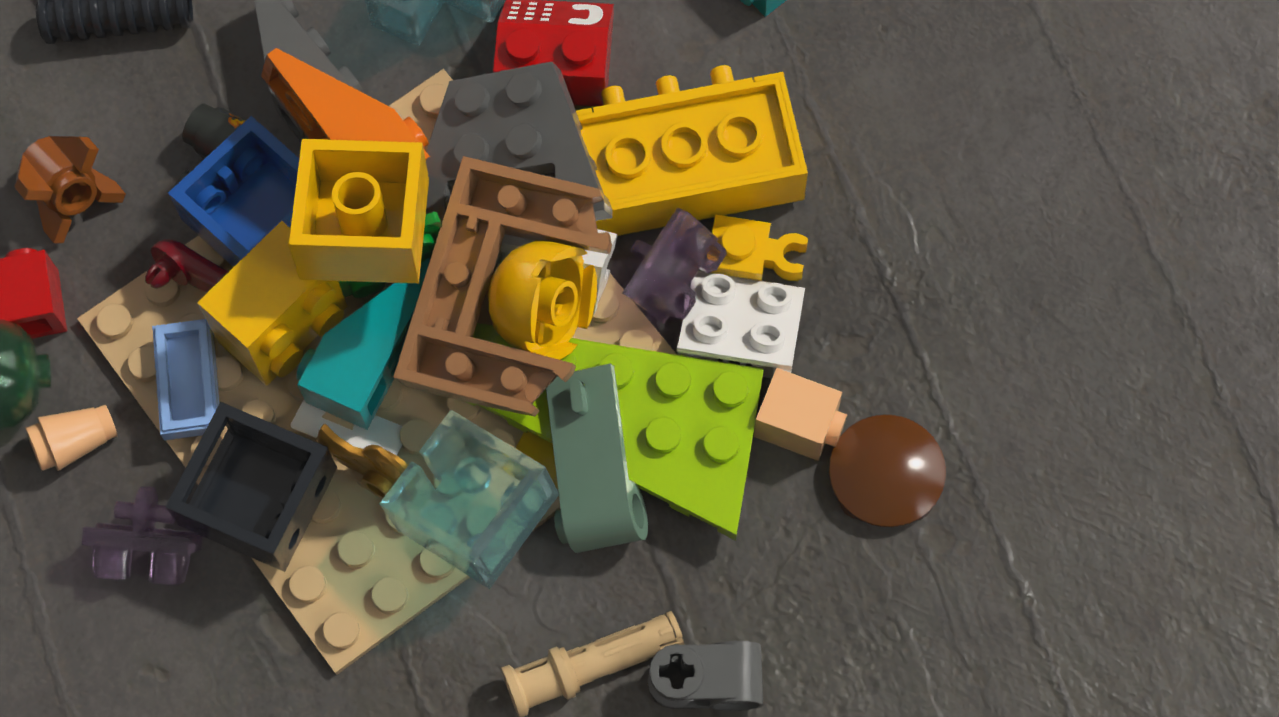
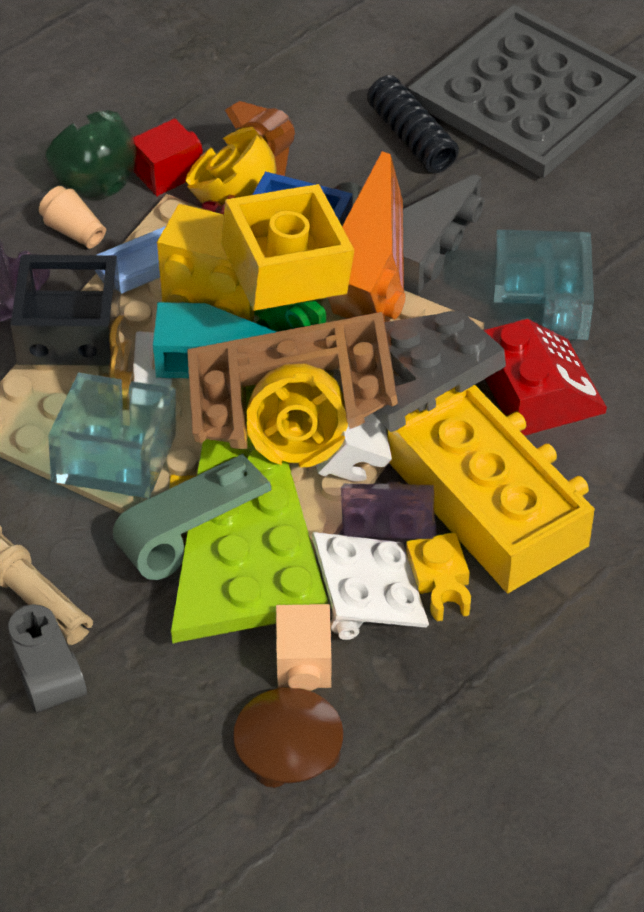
camera: 65 degrees right, 20 degrees down
(107, 231) = (233, 169): none -> yellow cylinder

